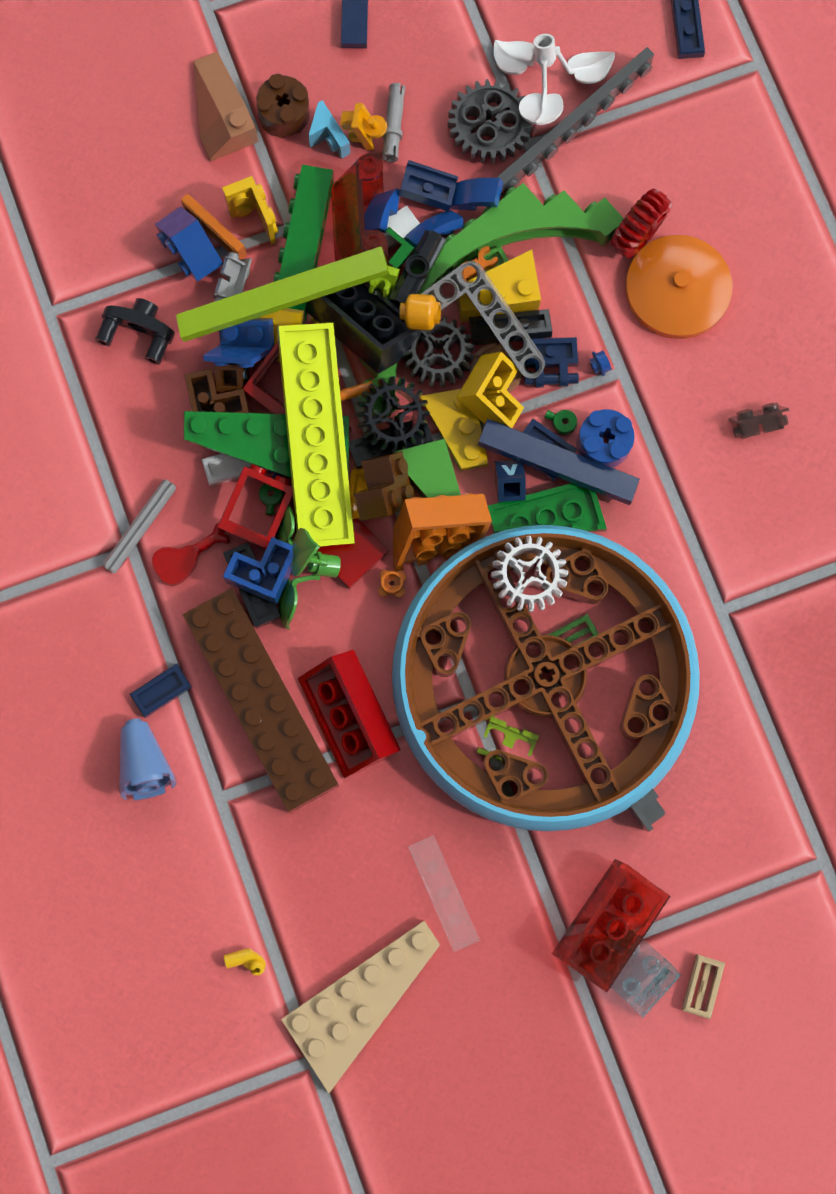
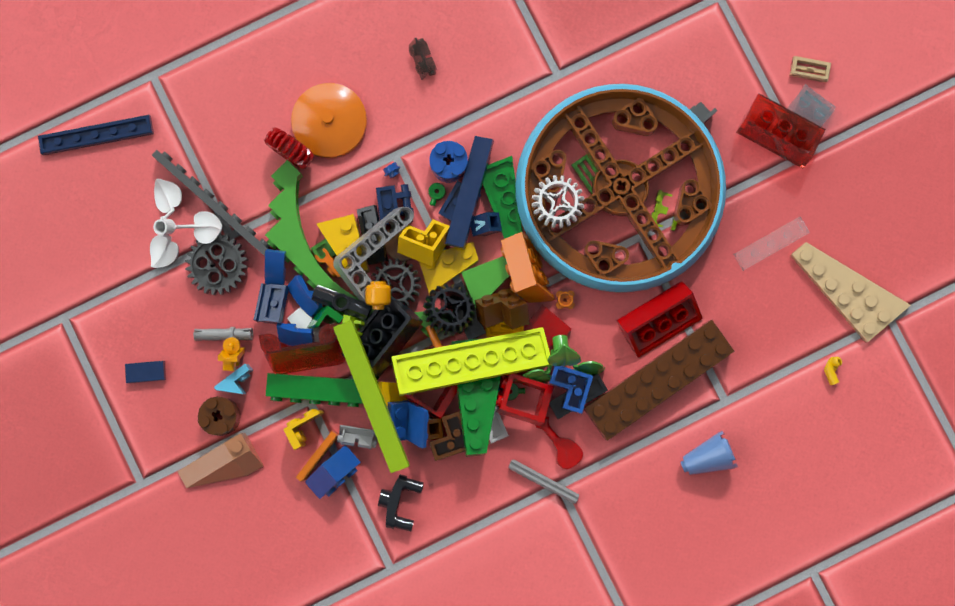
camera: 90 degrees left, 5 degrees up
(160, 690) = (657, 451): dark blue tile -> none

